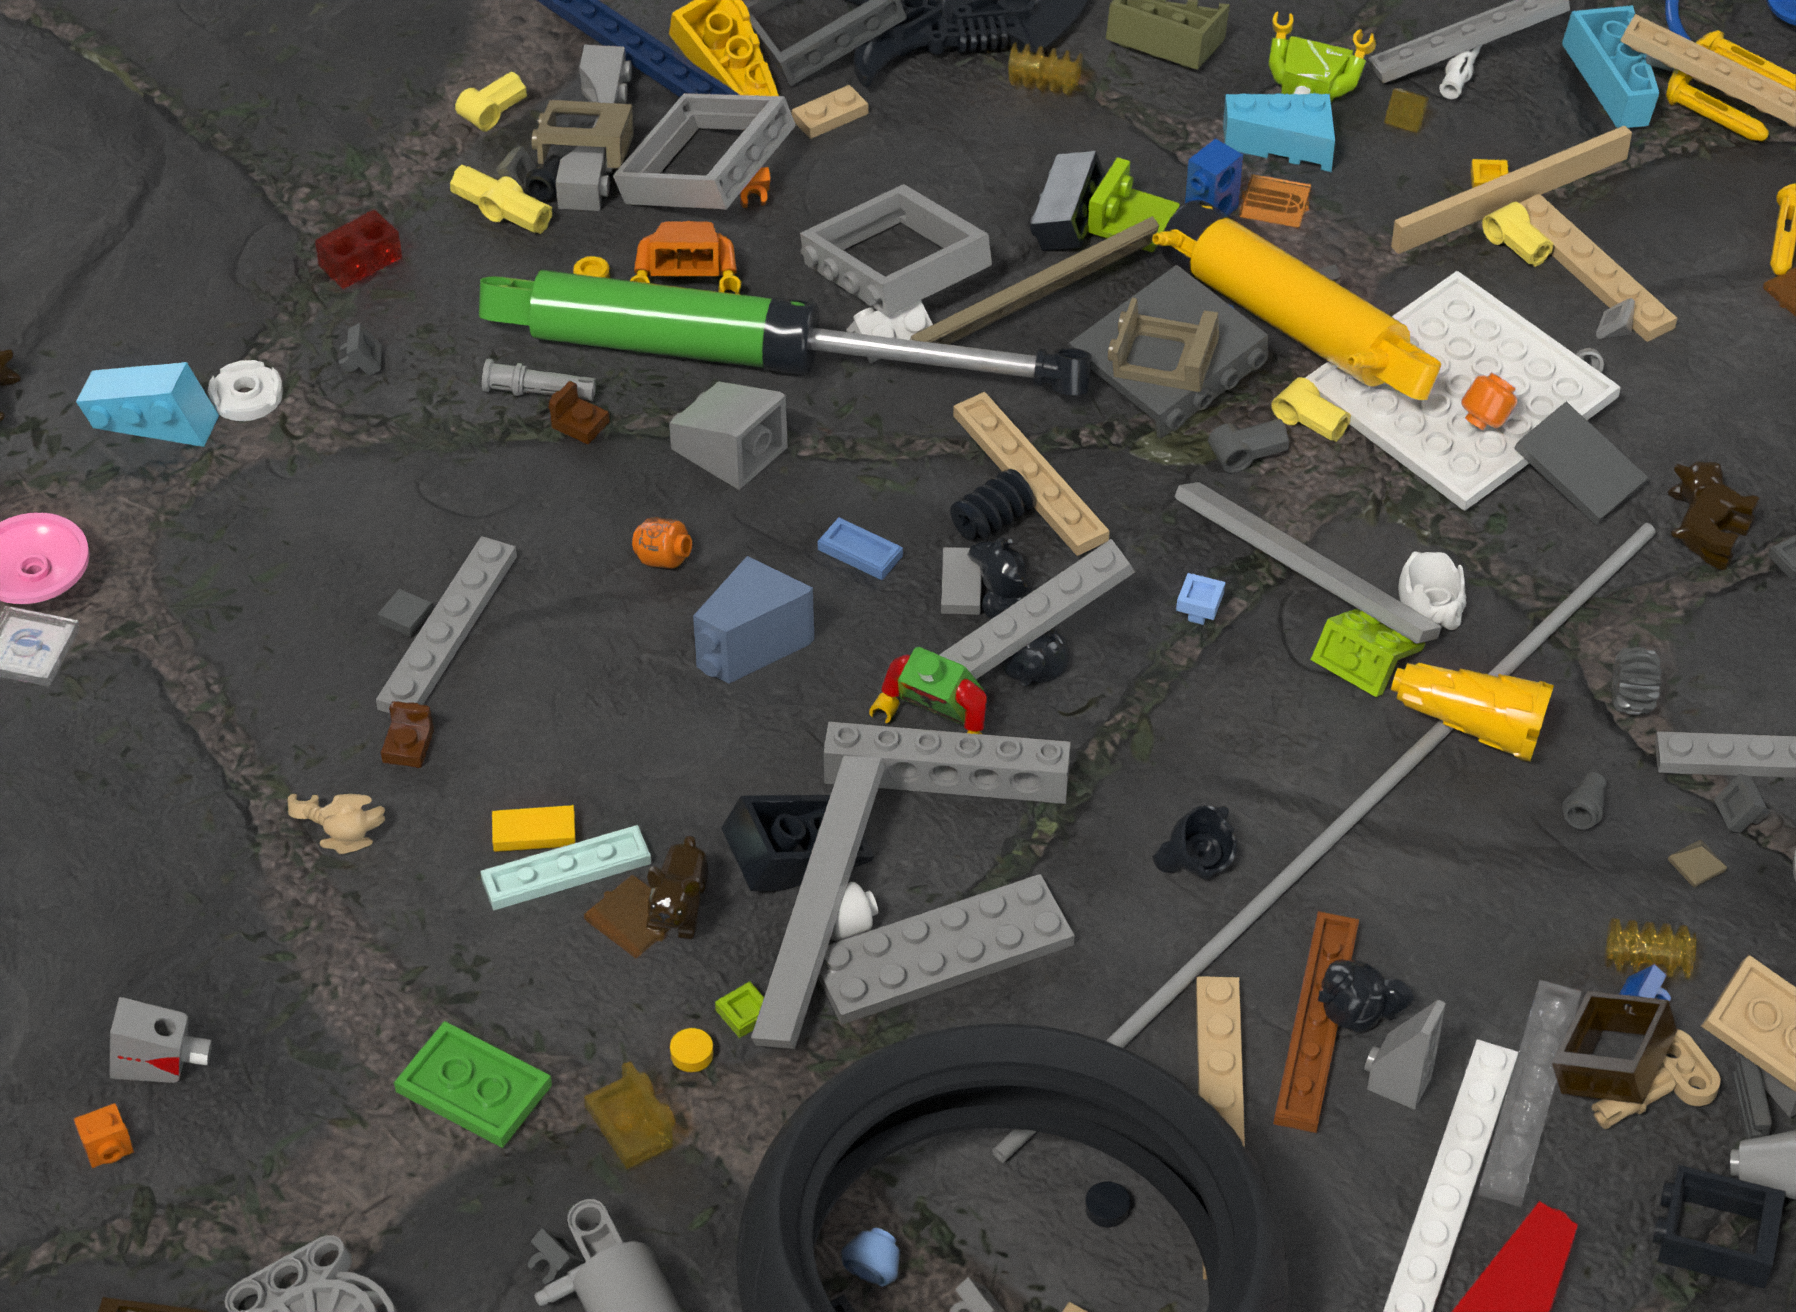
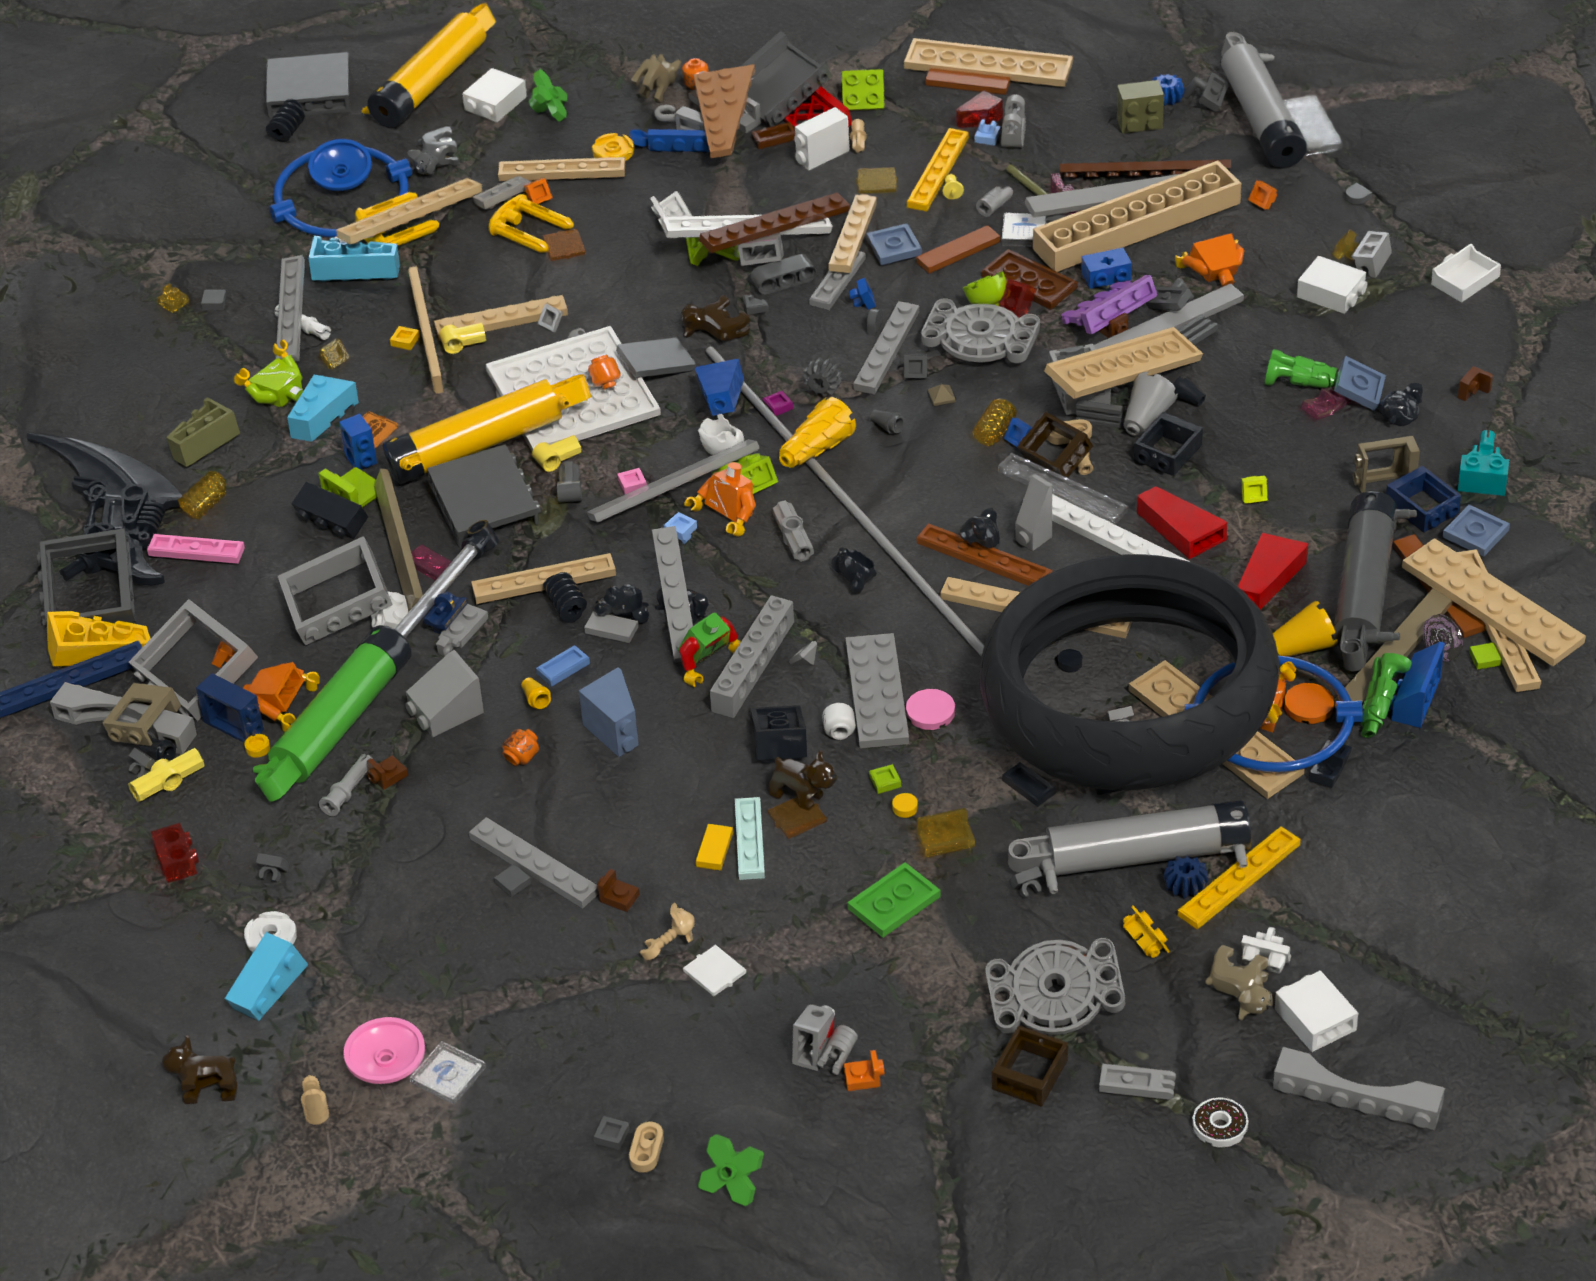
camera: 70 degrees left, 5 degrees down
(145, 1087) = (838, 1047): none -> light grey hinge
(284, 896) = (714, 970): none -> white piece
(485, 106) = (66, 767): light yellow piece -> none
(625, 213) = (223, 693): none -> dark blue window
(781, 531) = (536, 694): none -> yellow cone
(818, 902) = (836, 720): light grey tile -> none
(829, 111) = (170, 600): tan plate -> none
(892, 413) = (461, 629): none -> light grey hinge
(909, 381) = (445, 611): none -> dark blue hips
(916, 1015) = (930, 709): none -> bright pink tile
(945, 97) = (196, 548): none -> bright pink plate
(981, 833) = (805, 655): none -> light grey slope
(1022, 333) = (429, 562): none -> clear pink plate
(1195, 358) = (503, 473): dark tan window -> none
(1257, 741) = (793, 531): none -> light grey piece
(1290, 642) = (729, 495): none -> orange torso
(1295, 517) = (631, 480): none -> bright pink tile
(1531, 551) = (721, 385): none -> blue slope
(1564, 648) = (778, 403): none -> magenta tile

